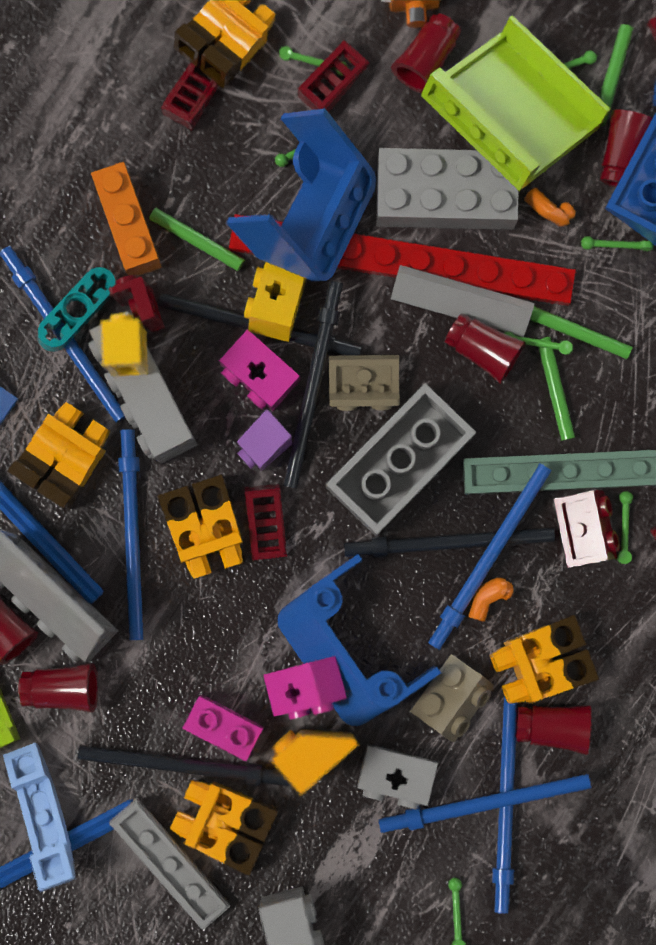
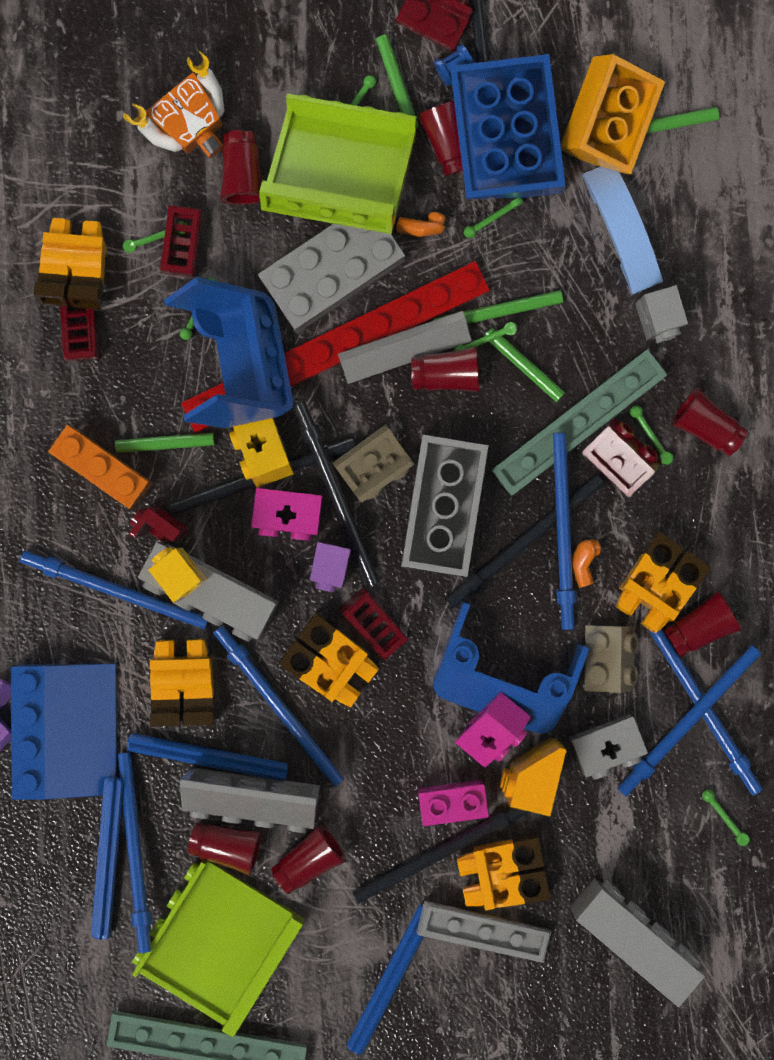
camera: 35 degrees left, 5 degrees up
(42, 816) = (363, 964): light blue slope -> none
(52, 321) = (105, 539): teal beam -> none

